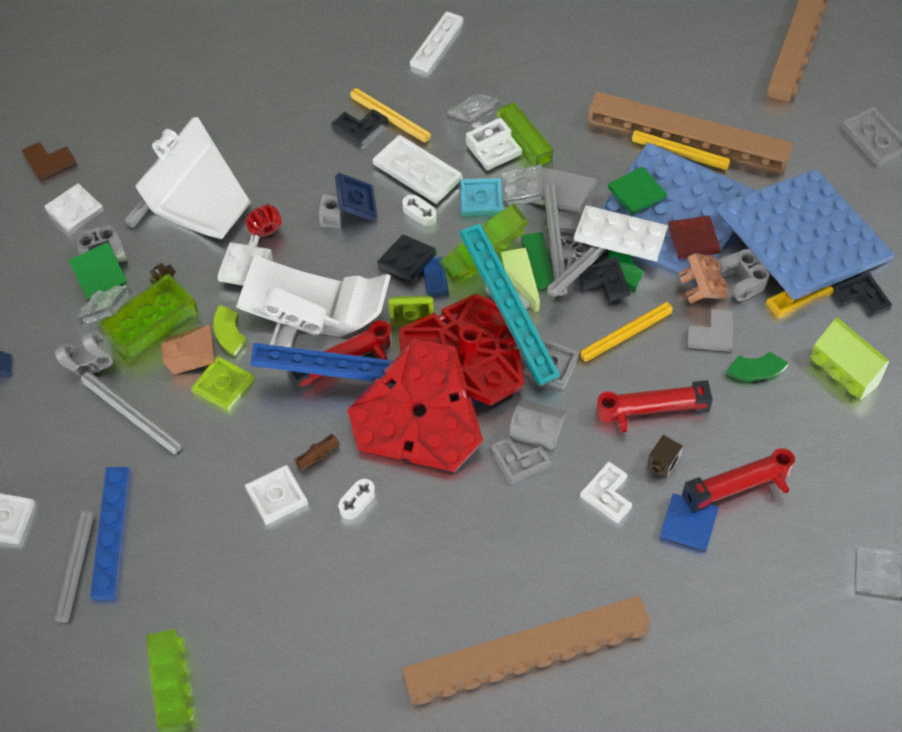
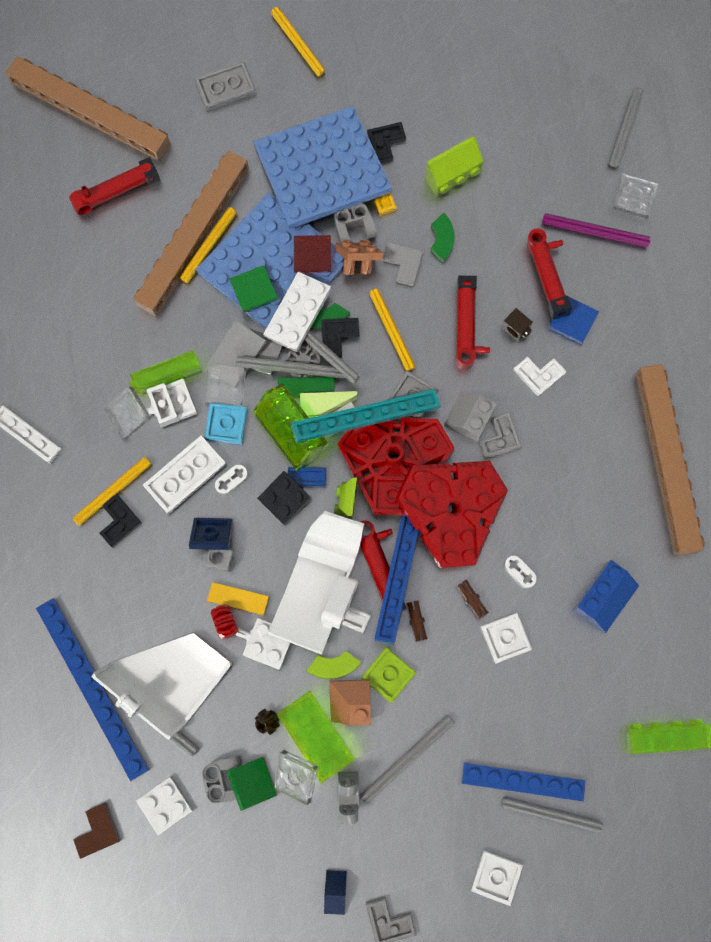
camera: 80 degrees left, 20 degrees up
(210, 119) = (92, 691): none -> blue plate
(285, 400) = (417, 621): none -> reddish brown pin
(291, 236) = (238, 598): none -> yellow tile
(338, 594) = (607, 596): none -> blue slope
(746, 82) = (86, 199): none -> red piece
(818, 528) = (596, 230): none -> magenta axle

